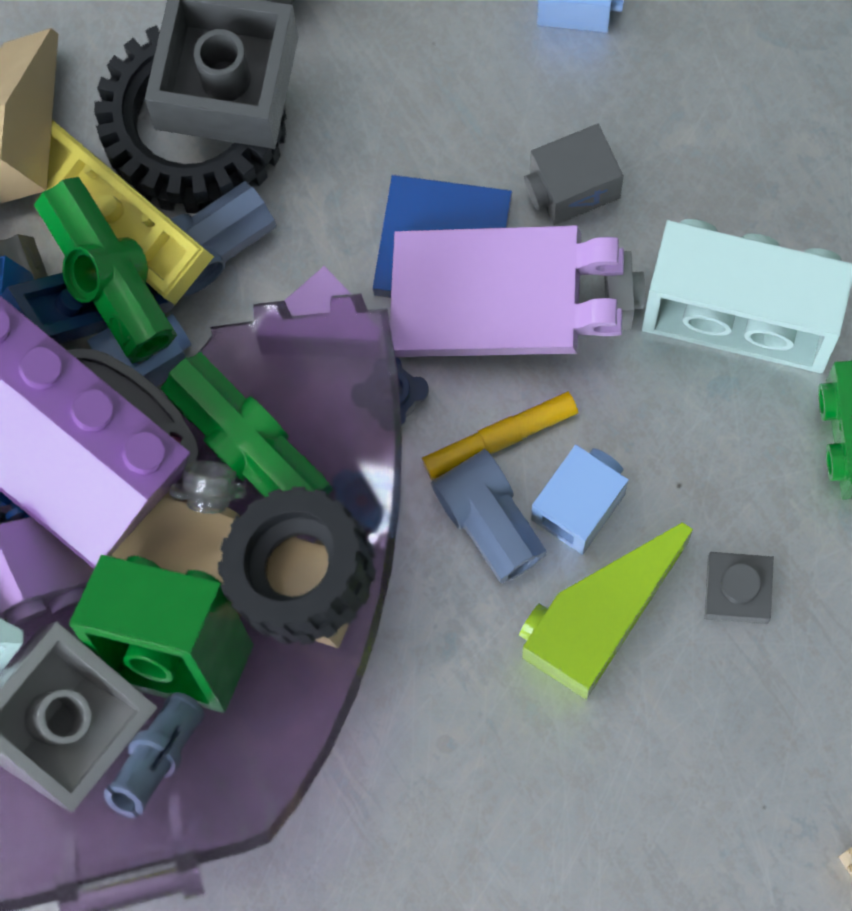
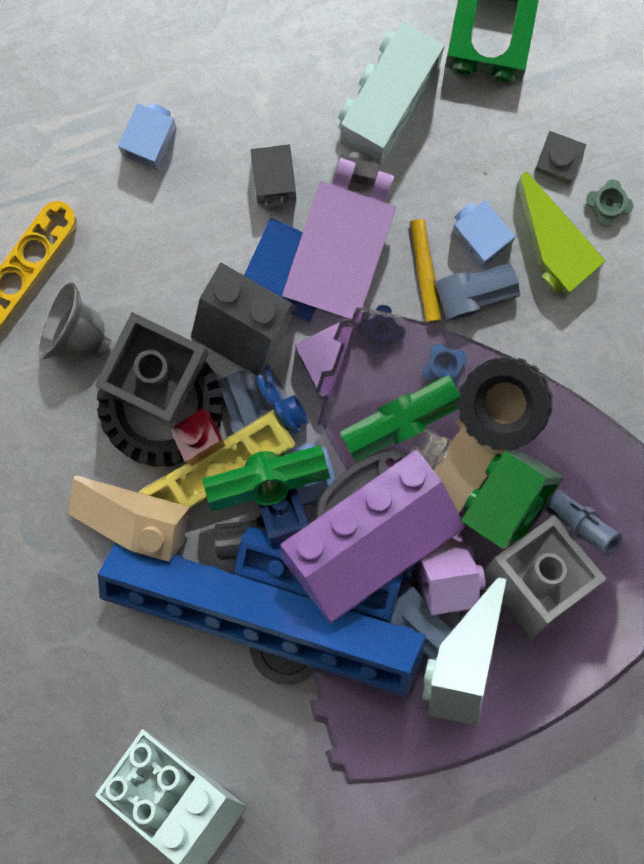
camera: 80 degrees left, 10 degrees up
(145, 164) = (197, 437): none -> dark red plate
(230, 279) = (287, 408): none -> blue plate
(349, 181) = (241, 319): none -> dark grey slope
(692, 663) = (614, 192): none -> sand green plate

